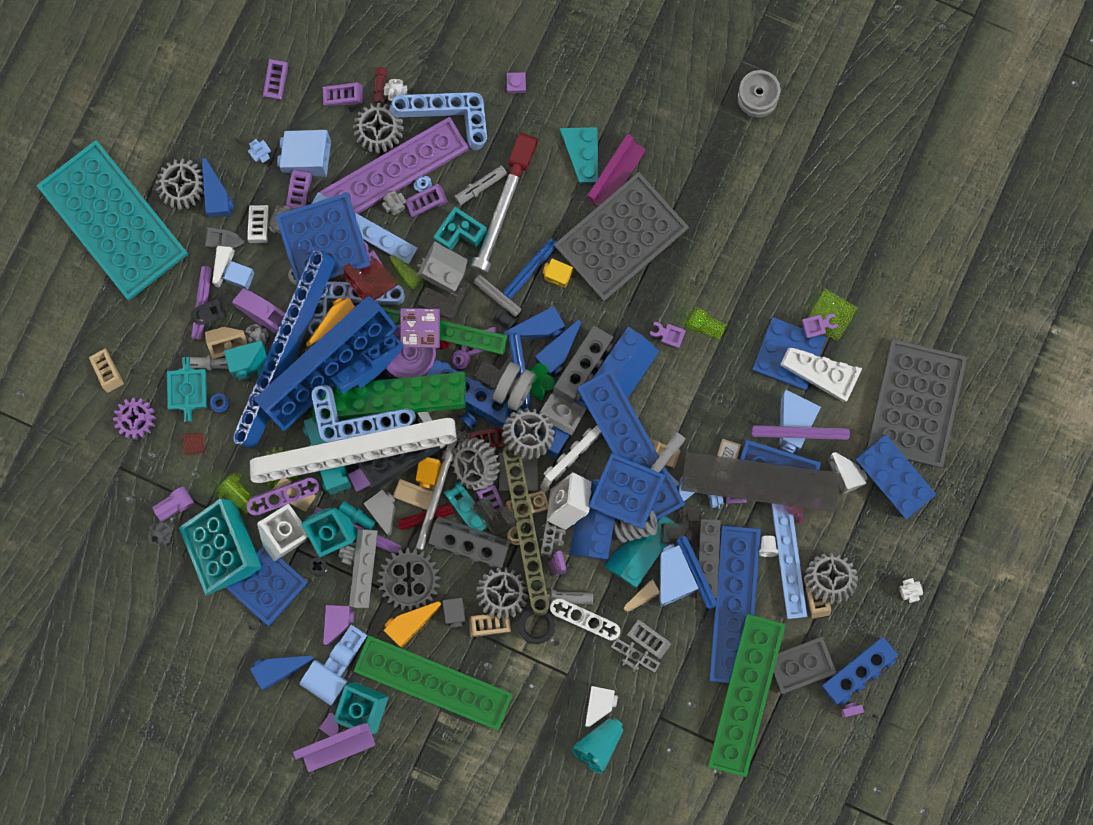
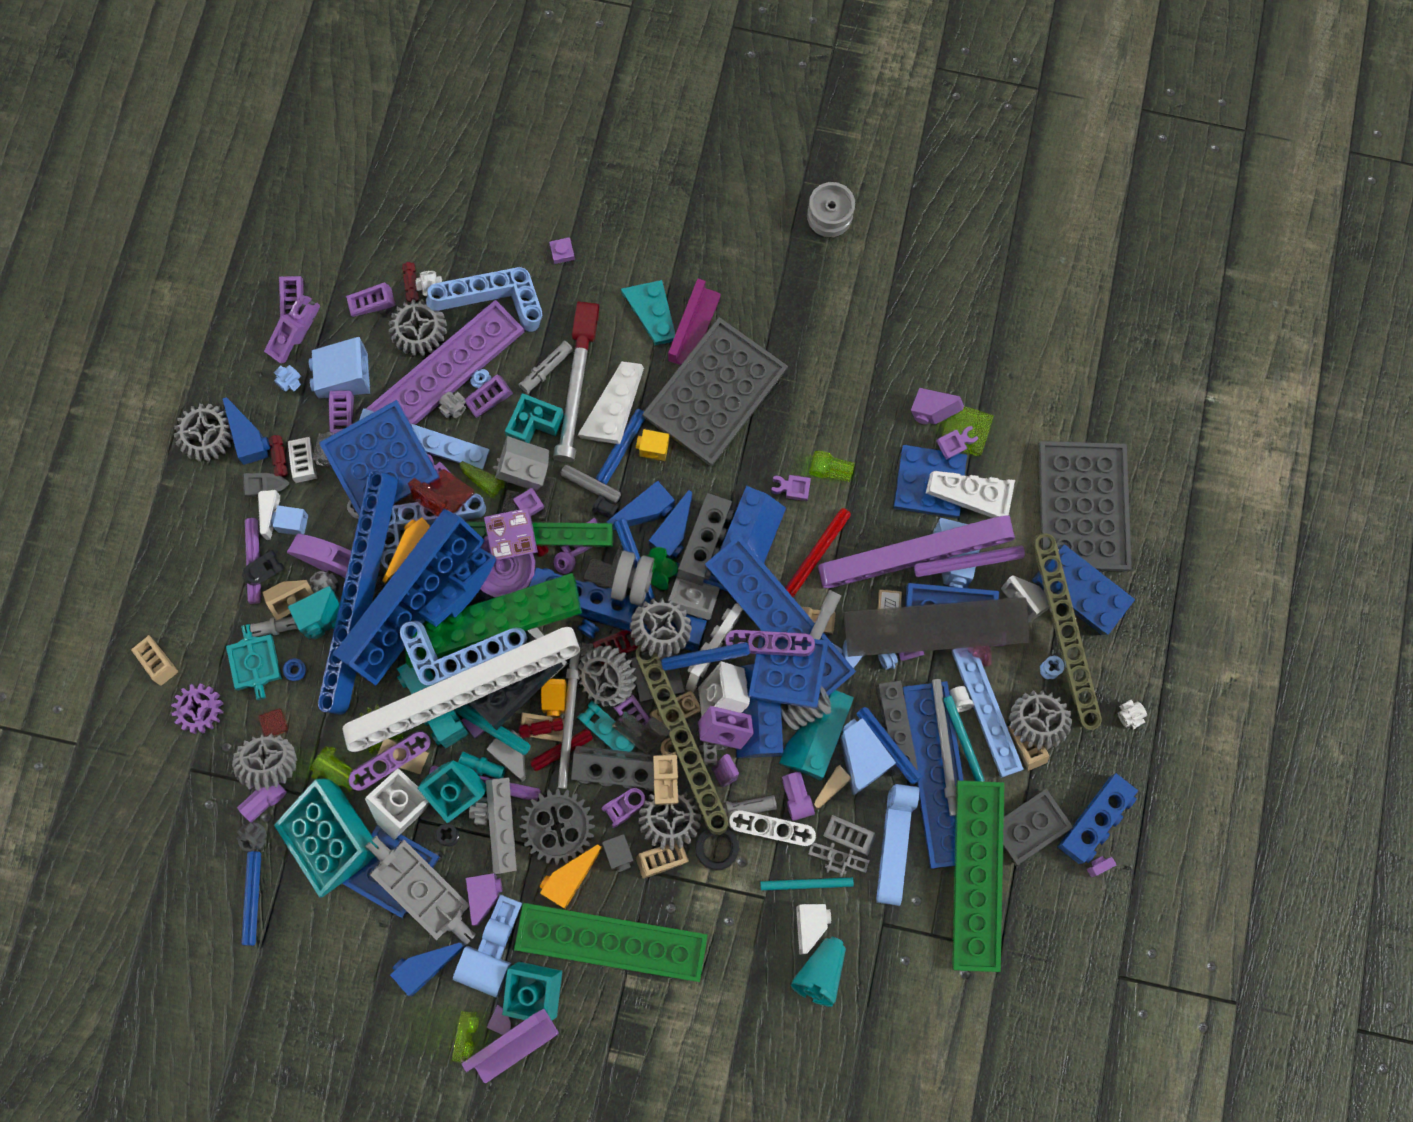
camera: 20 degrees left, 5 degrees down
(112, 220) = (131, 488): teal plate -> none
(150, 583) = (251, 898): none -> blue axle
(169, 475) = (264, 762): none -> light grey gear
(239, 217) = (278, 455): none -> dark red axle
(271, 108) = (292, 328): none -> medium lavender plate
(287, 606) = (420, 890): none -> light grey plate
(297, 737) = (463, 1046): none -> clear neon green plate
(379, 494) = (501, 734): none -> teal axle
(412, 495) = (541, 727): none -> dark red axle
(441, 301) = (529, 500): none -> medium lavender plate
(466, 575) = (623, 807): none -> medium lavender piece
(505, 560) = (665, 779): none -> tan slope
(530, 233) = (613, 408): none -> white wing
(560, 466) = (705, 656): none -> blue axle
(564, 528) = (725, 727): none -> medium lavender brick
(604, 671) = (806, 883): none -> teal bar
(612, 598) = (798, 801): none -> medium lavender piece
(615, 468) = (770, 639): none -> medium lavender beam
(676, 396) = (817, 551): none -> red axle
(684, 655) = (900, 804): none -> light blue beam
(688, 526) = (864, 694): clear smoke plate -> none
(739, 622) = (950, 790): none -> light grey bar
(758, 415) = (915, 551): none -> medium lavender beam
(762, 580) = (964, 740): none -> teal bar
(807, 290) = (935, 406): none -> medium lavender slope
(852, 530) = (1059, 667): none -> light blue bush
(870, 518) = (1074, 638): none -> olive beam

